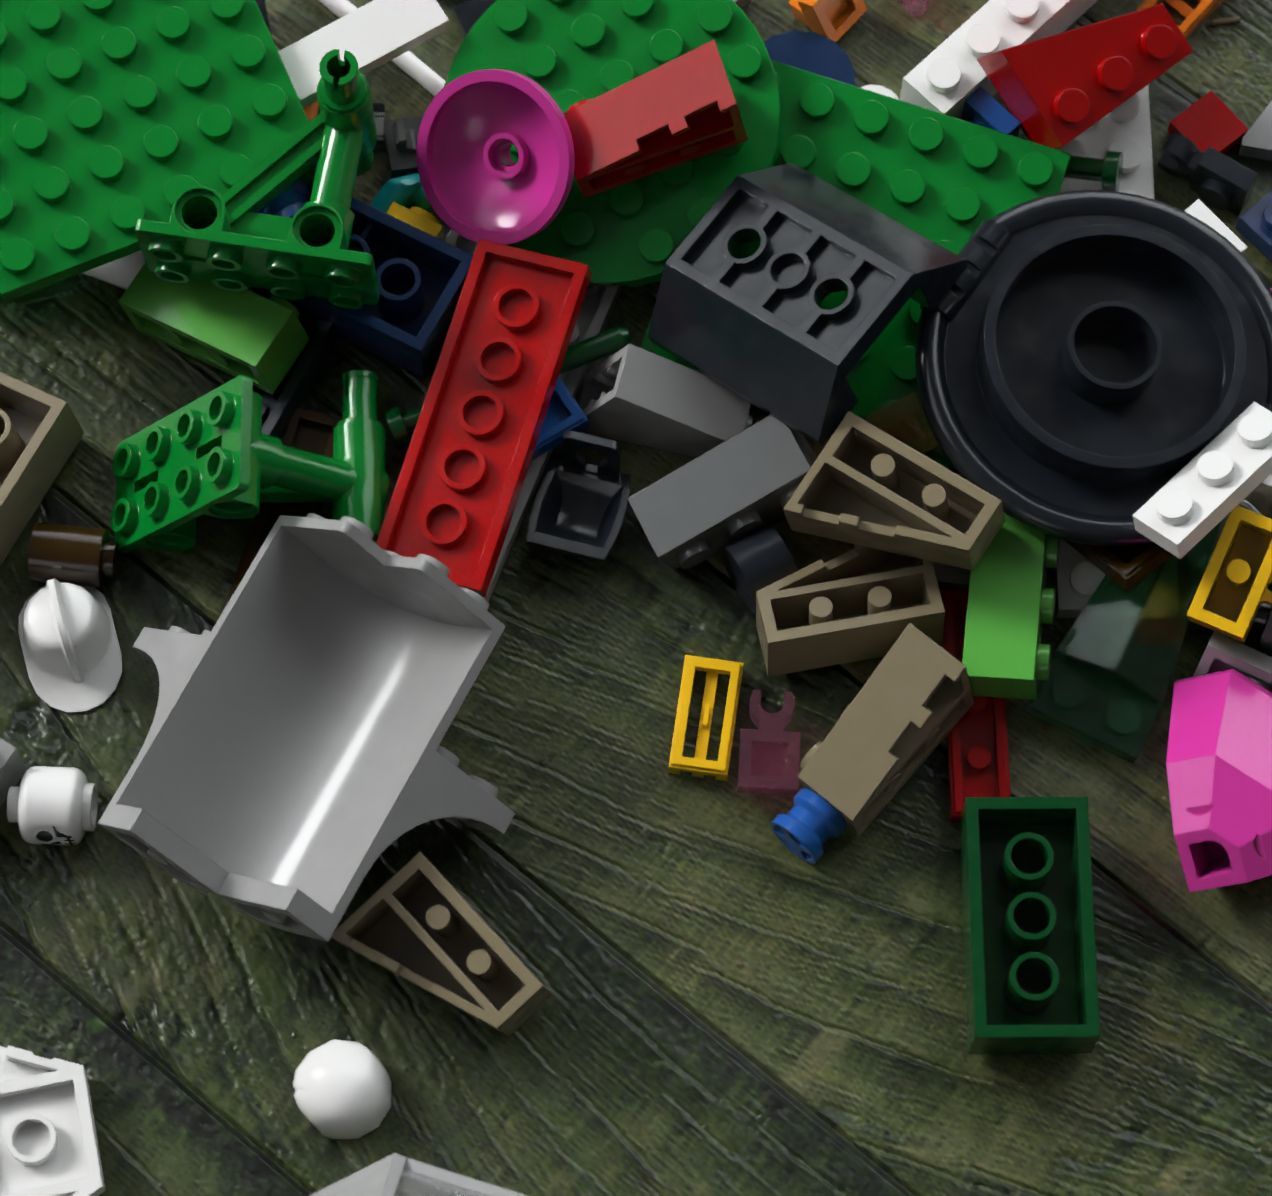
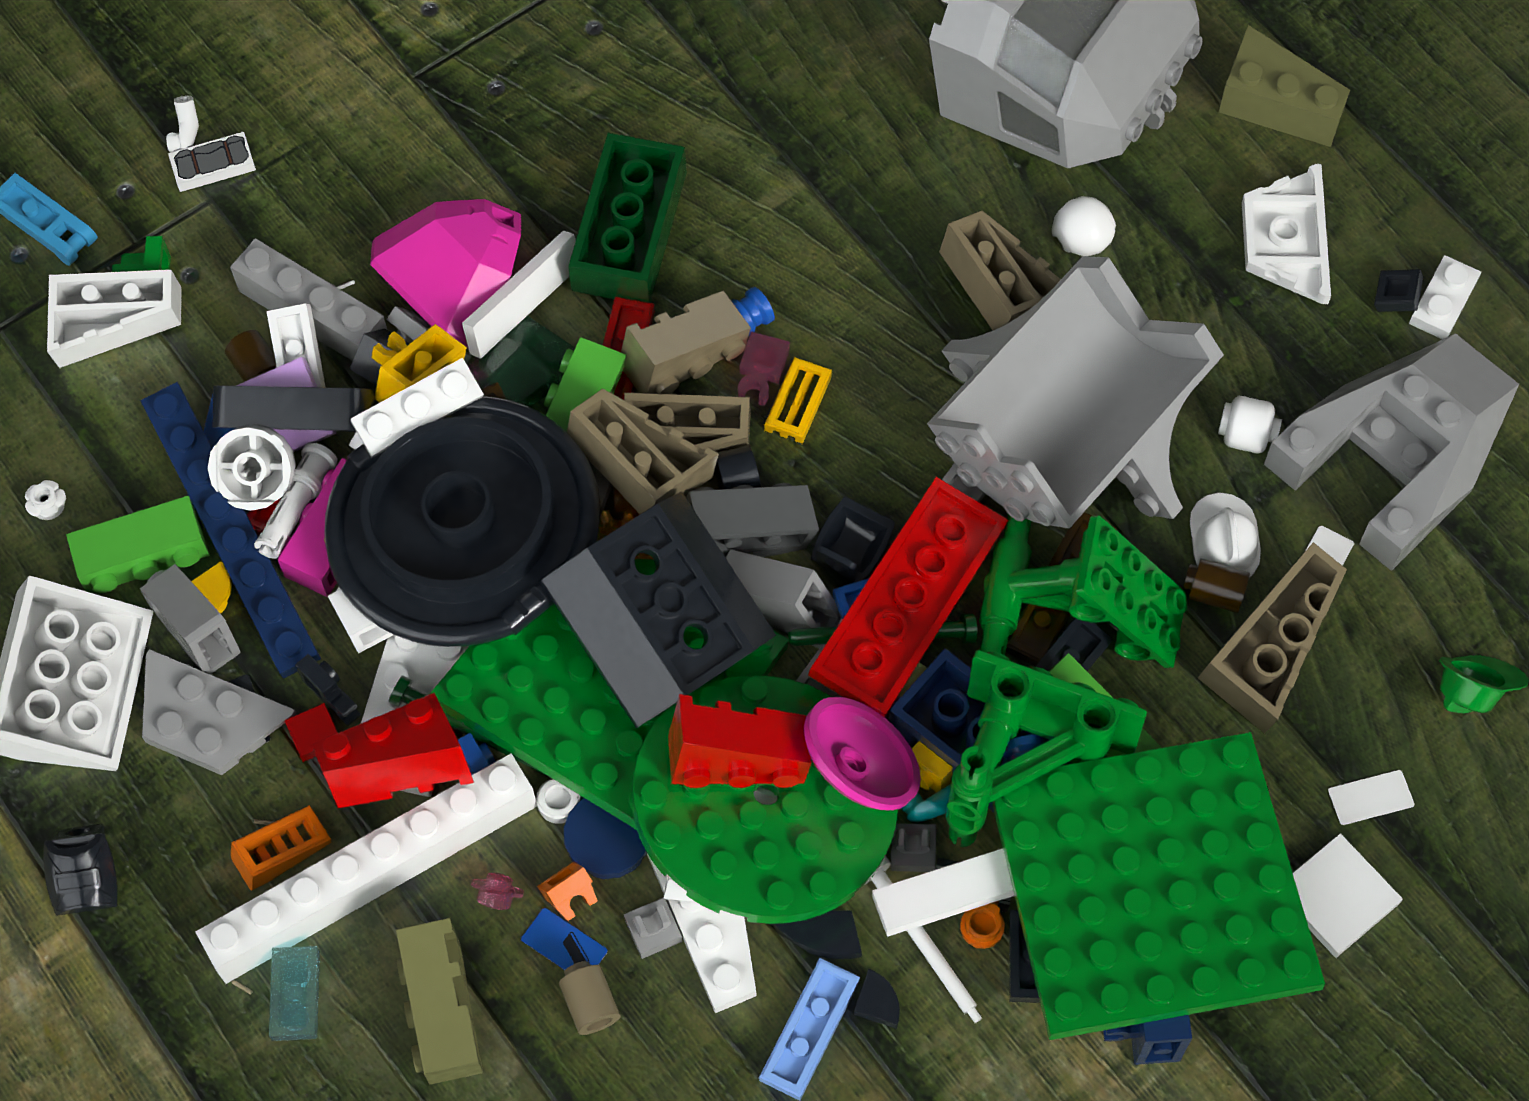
camera: 165 degrees left, 5 degrees down
(1144, 758) = (519, 295): none -> white tile

